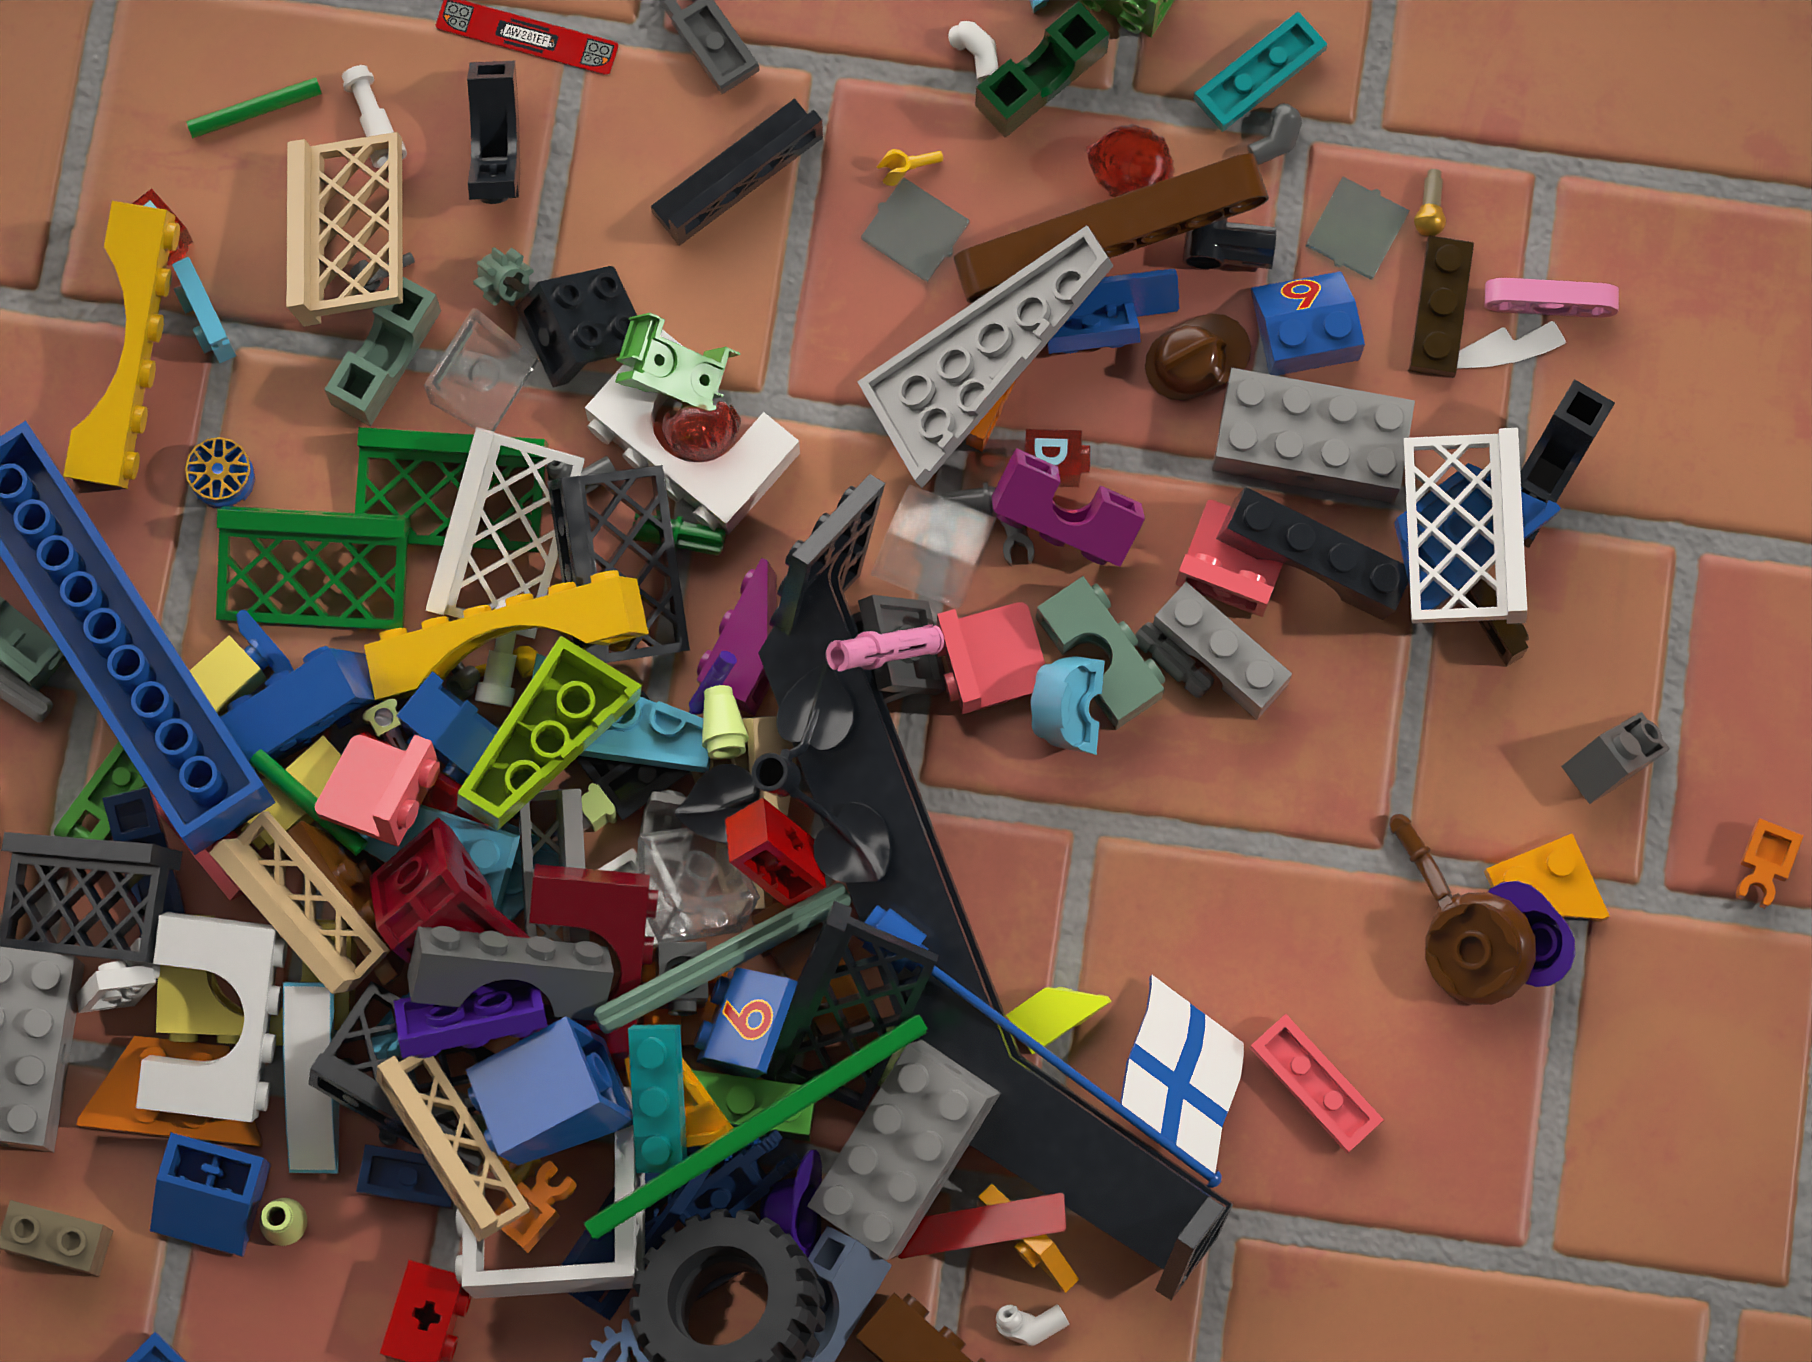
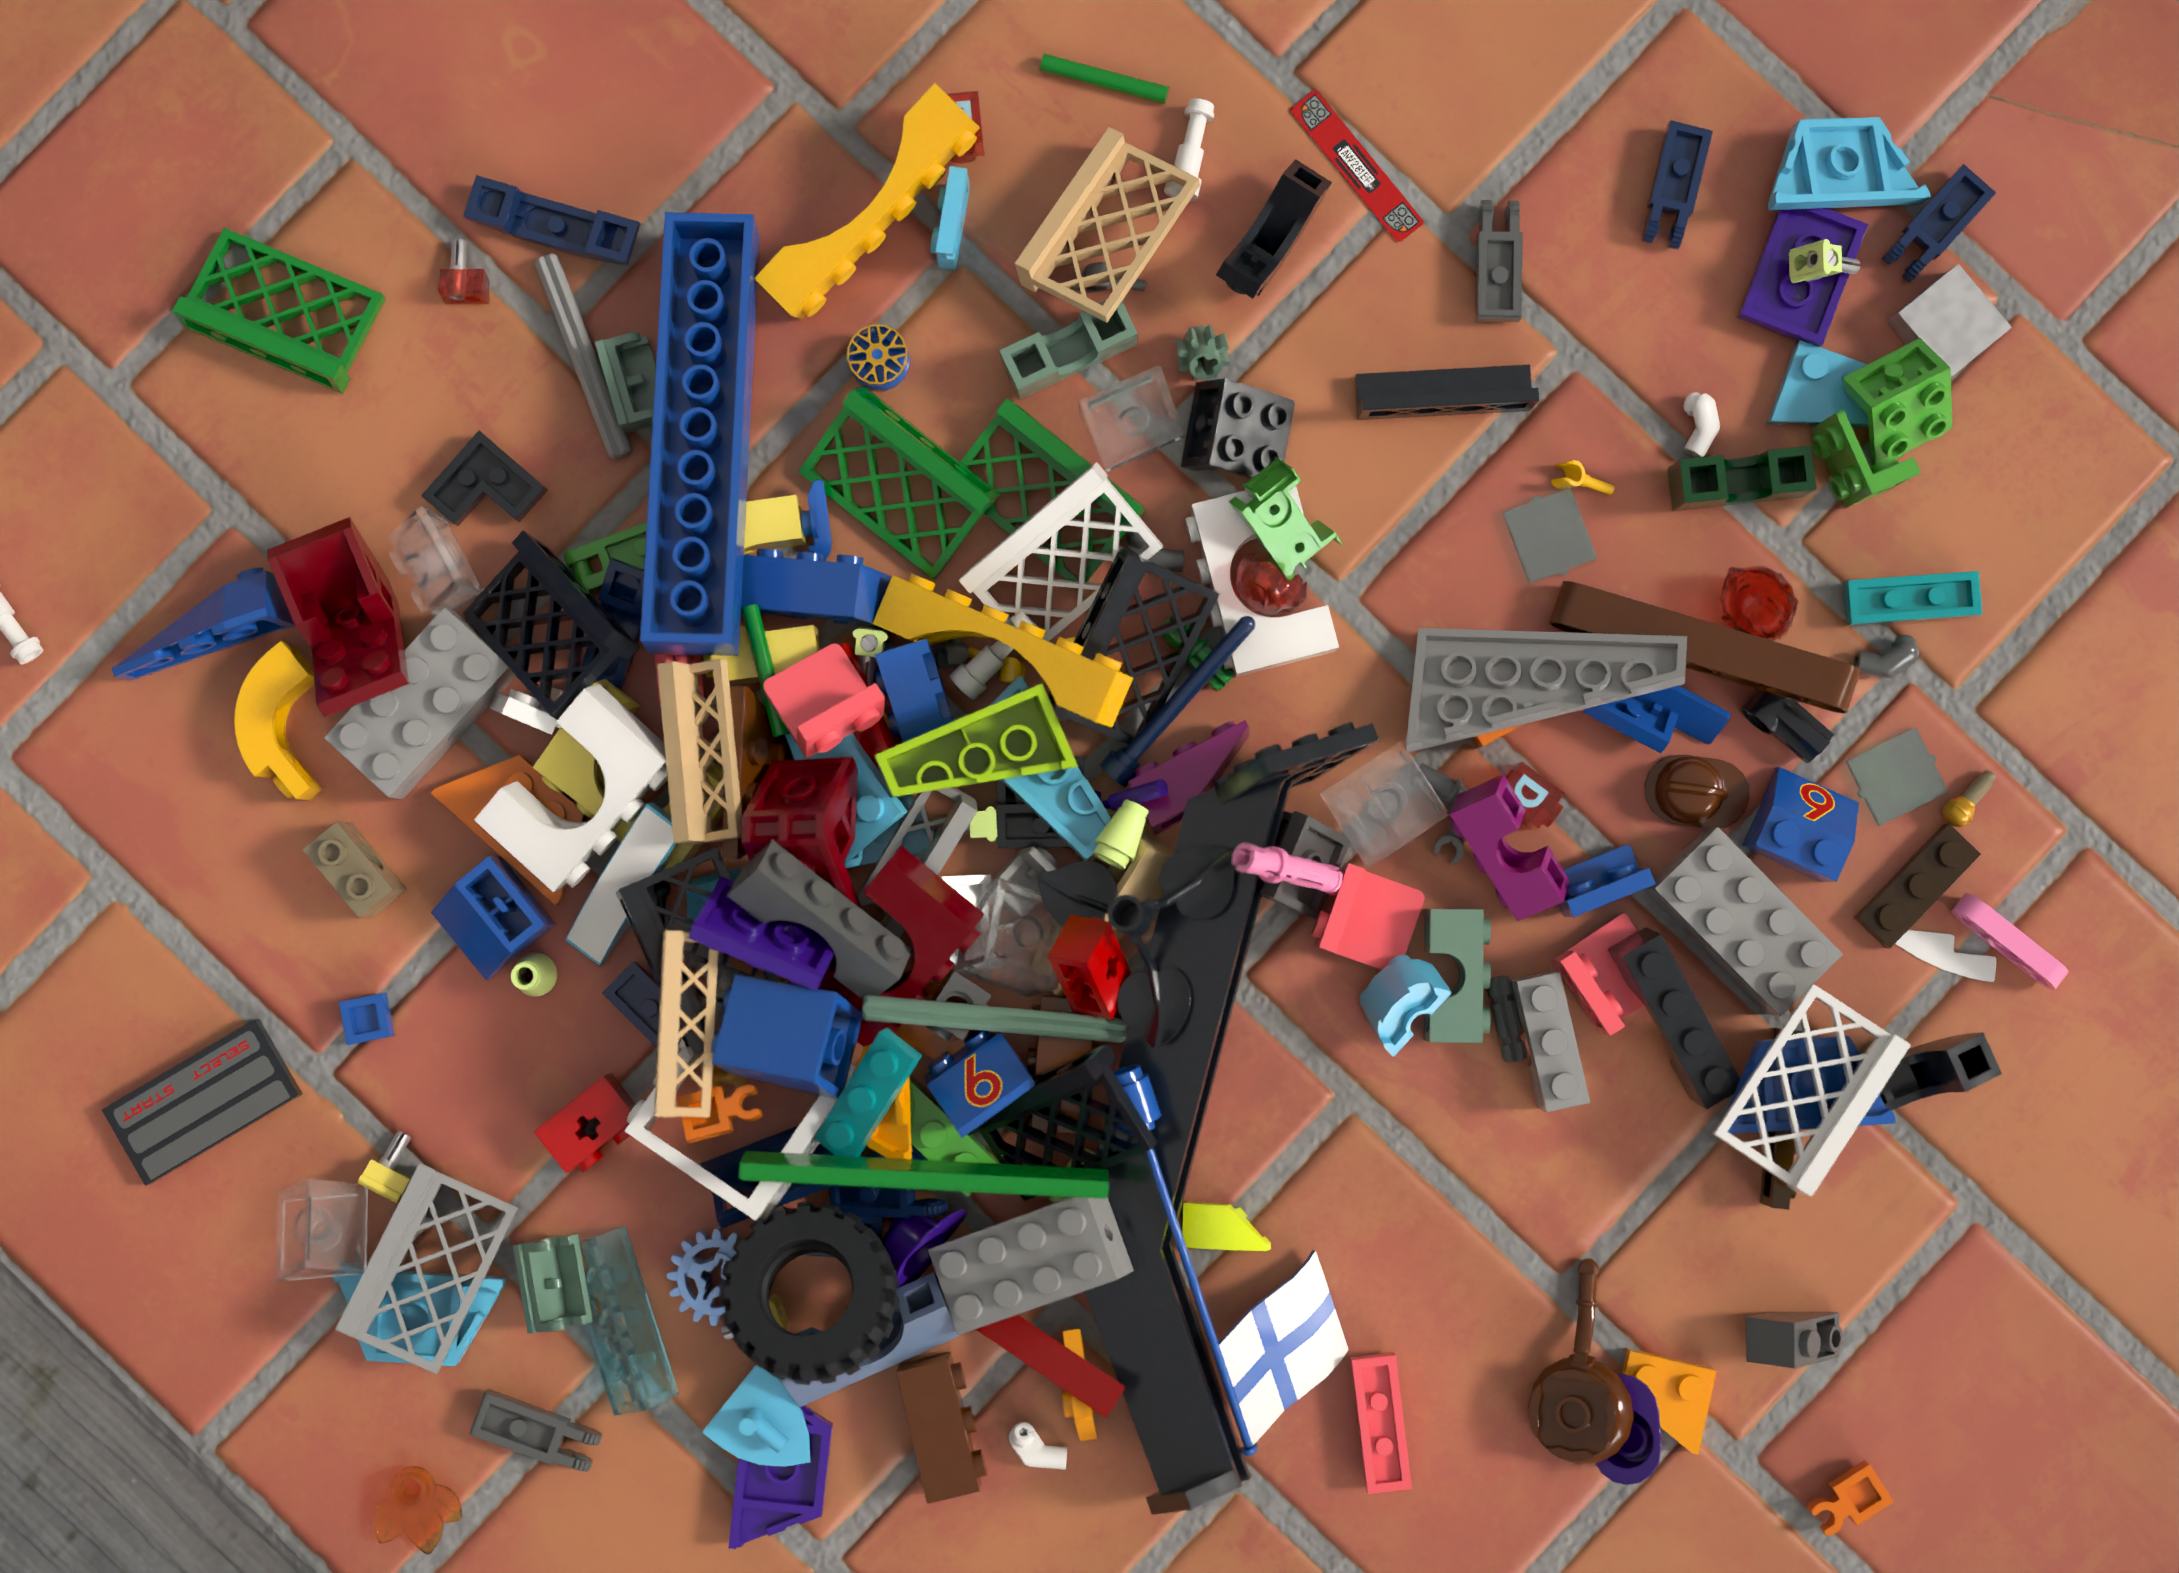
camera: 35 degrees right, 10 degrees up
(682, 669) = (1124, 762): none -> dark blue piece
(1170, 484) = (1603, 881): none -> blue bracket

